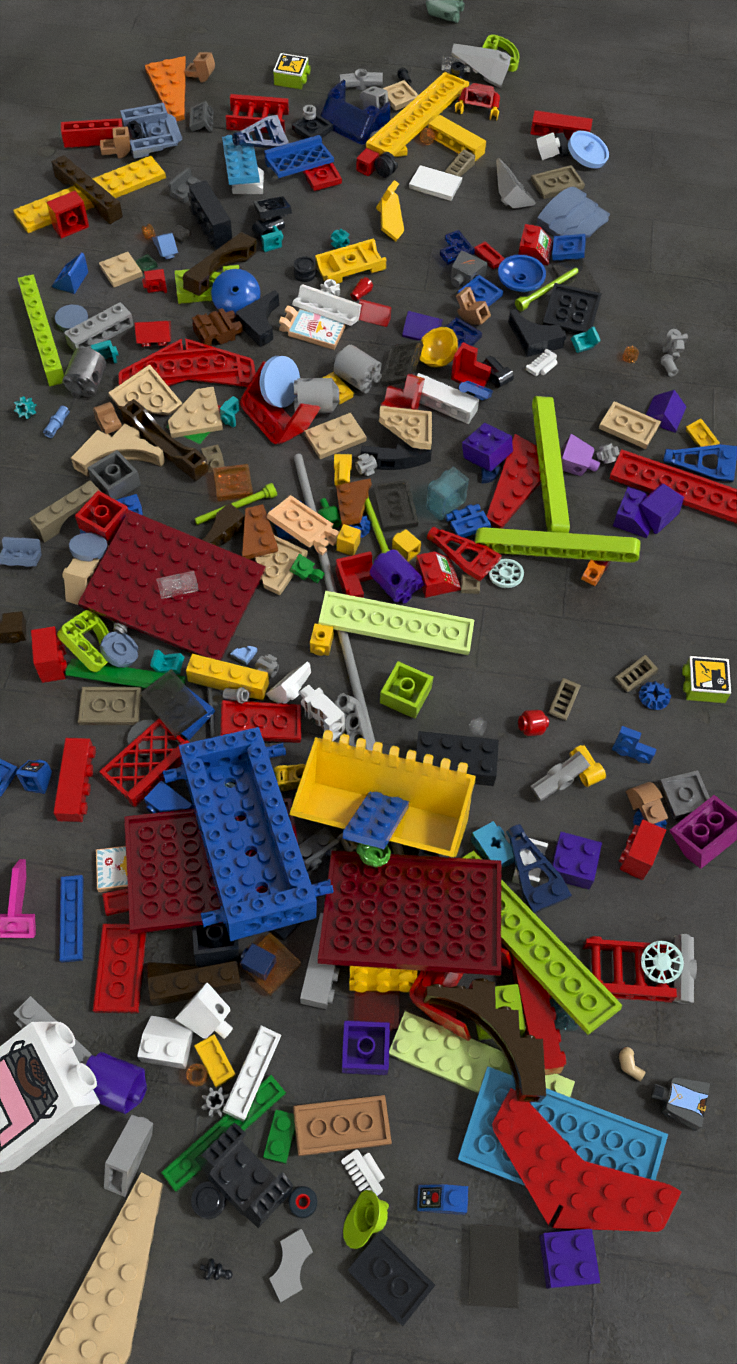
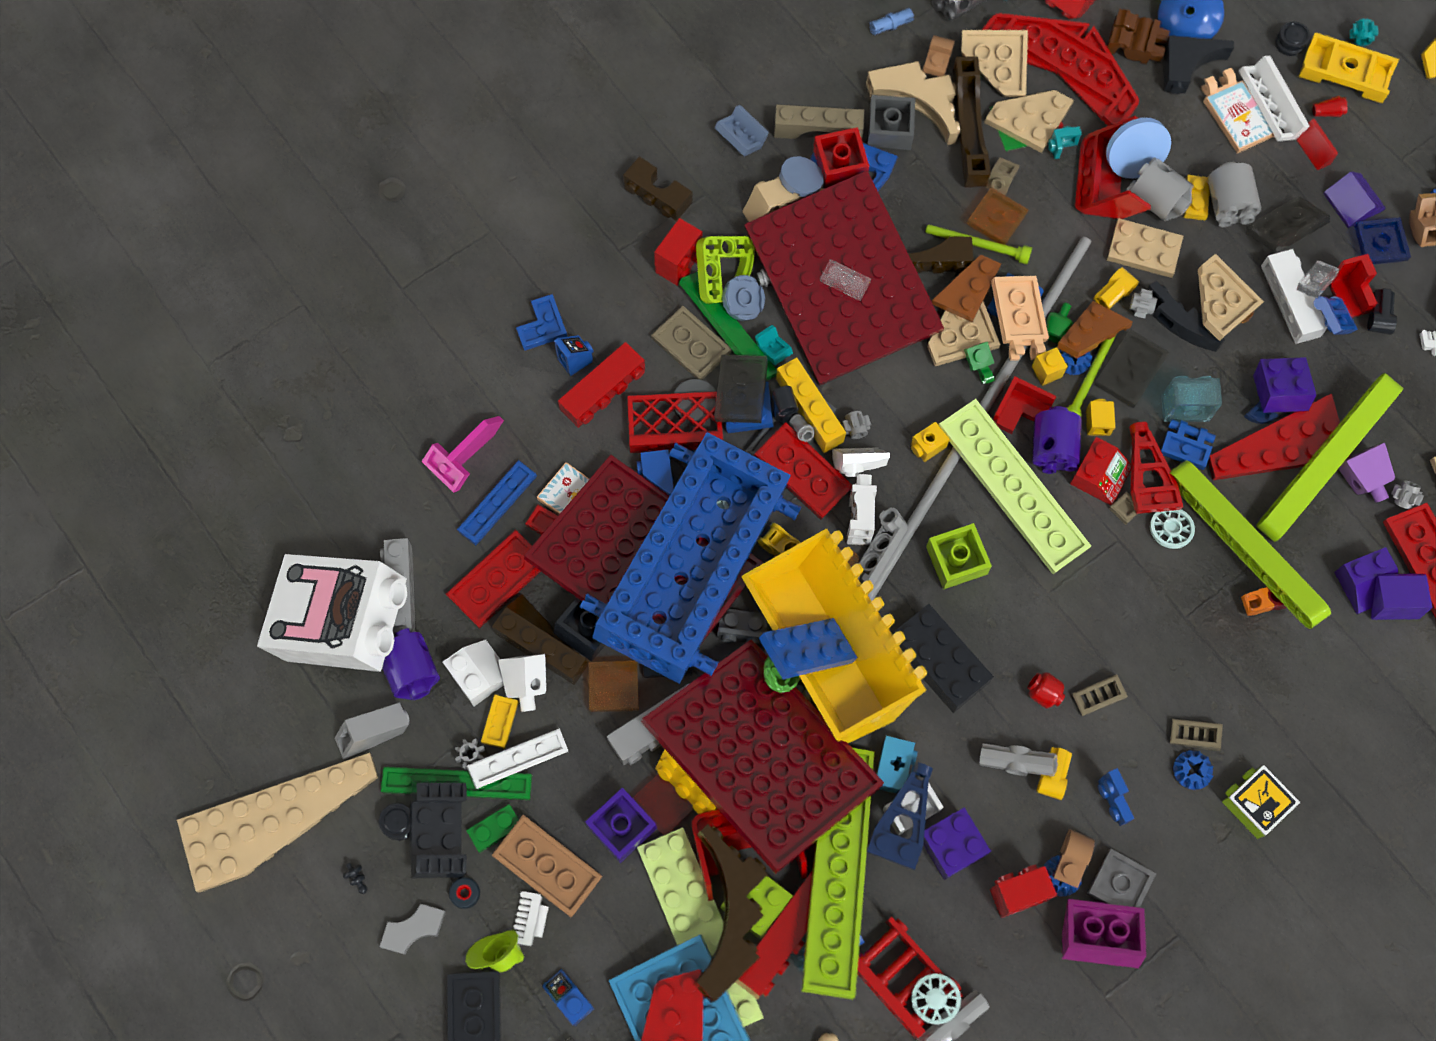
camera: 45 degrees right, 10 degrees up
(196, 1066) = (471, 714): clear orange bush -> none
(212, 688) = (784, 404): none -> black piece
(244, 654) = (849, 396): light blue tile -> none
(258, 961) = (602, 675): dark blue brick -> none
(331, 287) = (1296, 82): white gear -> none
(407, 398) = (1252, 266): red panel -> none
(439, 347) = (1343, 237): yellow cylinder -> none
(449, 377) = (1317, 279): none -> clear plate
(478, 726) = (992, 647): clear plate -> none

